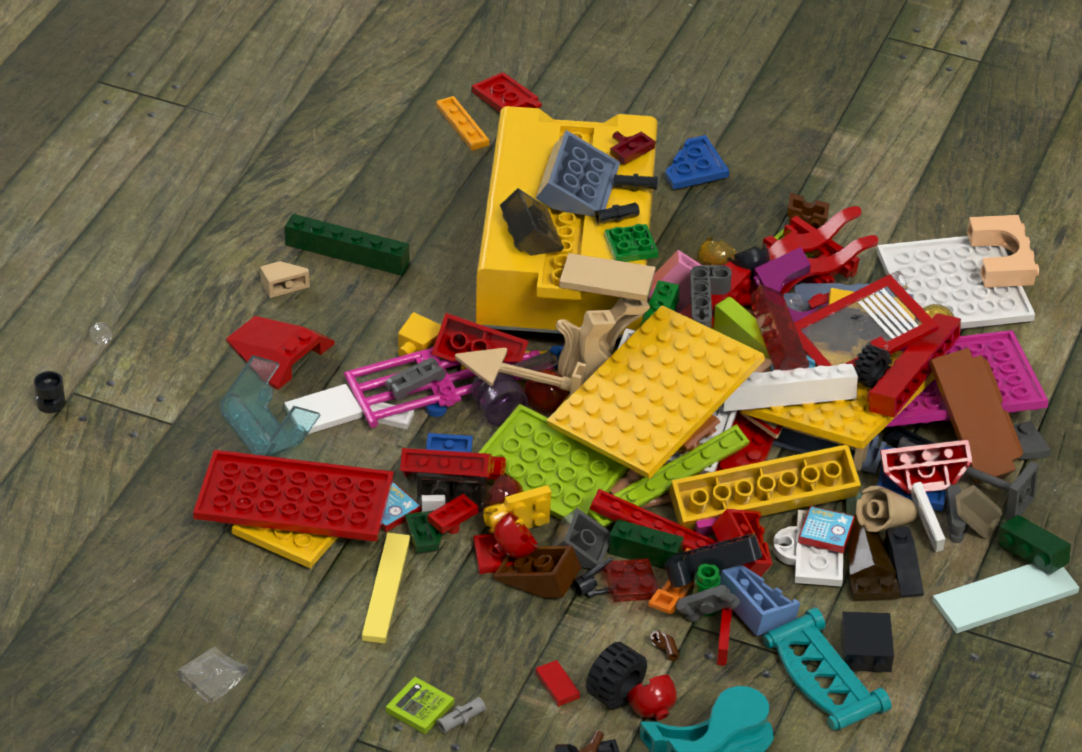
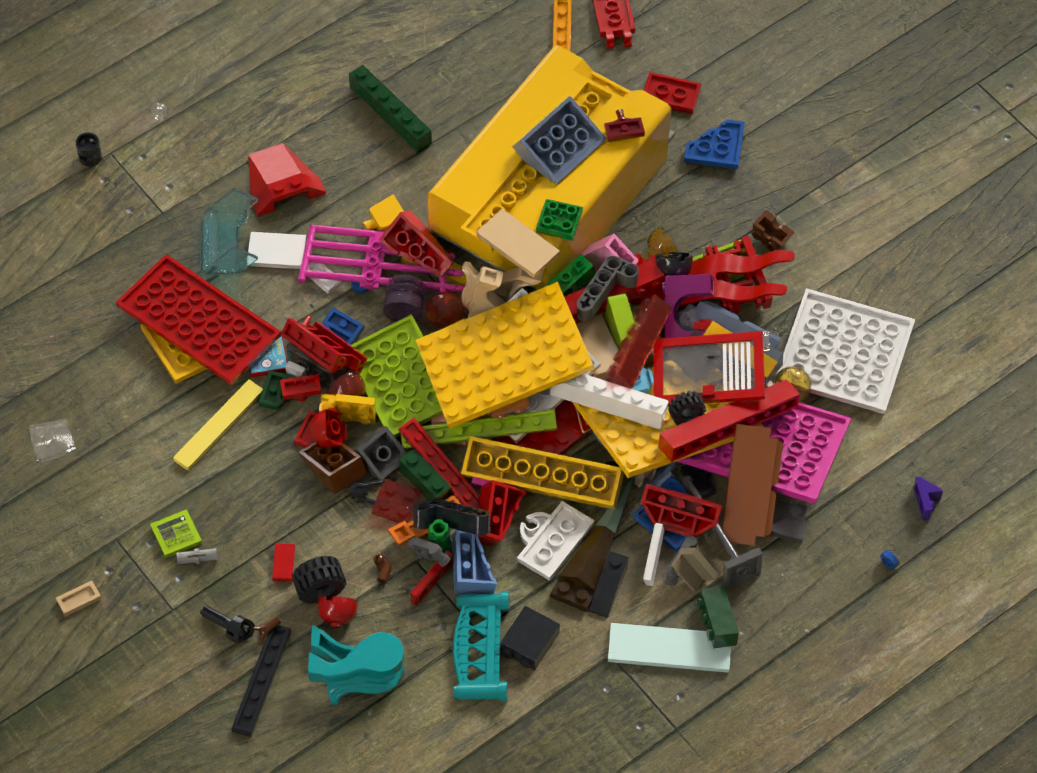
camera: 30 degrees right, 15 degrees up
(283, 278) = (322, 119): tan slope -> none
(415, 378) = (351, 255): dark grey plate -> none
(489, 363) = (404, 270): tan piece -> none
(530, 224) = (491, 170): clear smoke slope -> none
(538, 362) = (442, 285): clear smoke tile -> none
(617, 213) = (566, 187): black pin -> none
(635, 182) = (602, 163): black pin -> none
(826, 529) = (568, 529): tile -> none
(884, 509) = (622, 534): tan cone -> none
(1008, 233) = (901, 362): light nougat arch -> none

